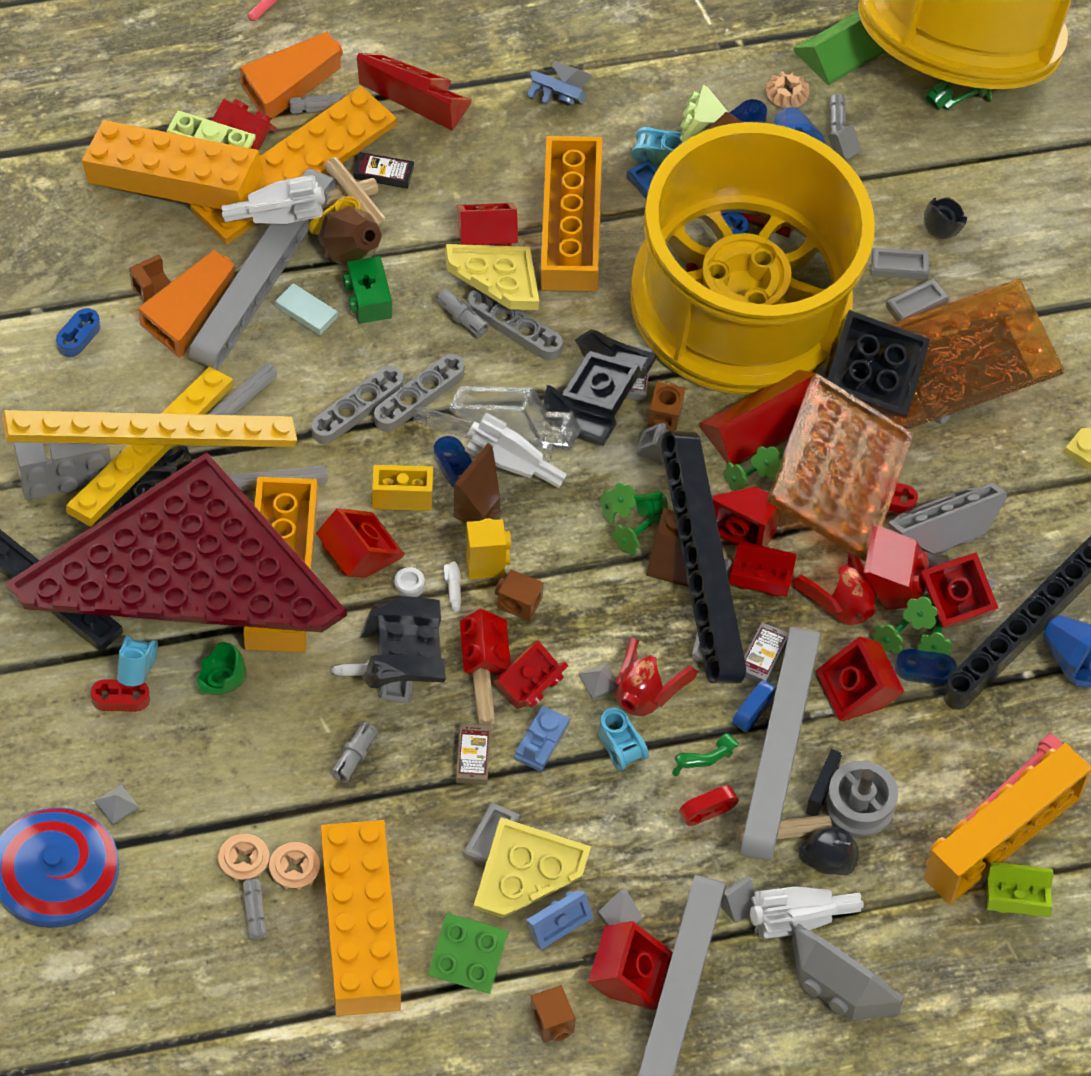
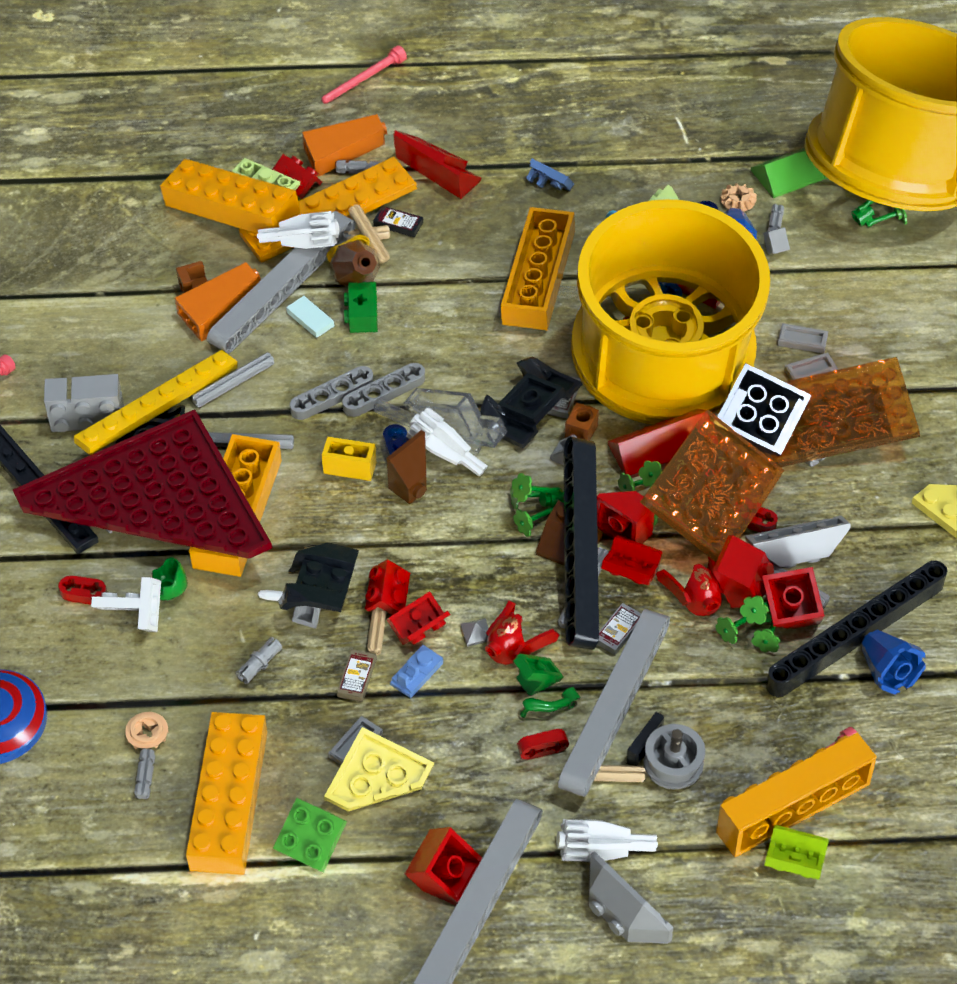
camera: 15 degrees right, 5 degrees down
(74, 329) = (126, 312): blue beam -> none
(117, 804) = (57, 675): light grey slope -> none
(135, 661) = (100, 563): medium azure piece -> none
(148, 429) = (154, 386): yellow plate -> none
(189, 702) = (146, 603): none -> white bracket
(295, 853) = (191, 734): light nougat gear -> none
(358, 542) = (304, 496): red slope -> none
(409, 582) = (339, 533): white tile -> none
(453, 579) = (375, 536): white piece -> none
(462, 313) = (433, 333): light grey pin -> none
(487, 549) = (405, 514): yellow brick -> none
(488, 224) = (469, 269): red slope -> none
(497, 271) = (467, 305): light yellow plate -> none
(518, 320) = (478, 344): light grey beam -> none
(519, 594) = (425, 554): dark orange brick -> none
(553, 1014) = (369, 896): dark orange brick -> none
(559, 918) = (394, 818): medium blue plate -> none
(571, 75) = (564, 167): light grey slope -> none
(620, 909) = (449, 817): light grey slope -> none
(624, 743) = (482, 683): medium azure piece -> none
(682, 722) = (536, 673): none -> green slope
(737, 899) = (549, 824): light grey slope -> none
(754, 706) = (599, 669): blue beam -> none
(831, 851) = (640, 797): black hair -> none
(859, 679) = (695, 659): red slope -> none
(926, 667) = (755, 657): clear blue plate -> none
(944, 218) = (846, 306): black hair -> none

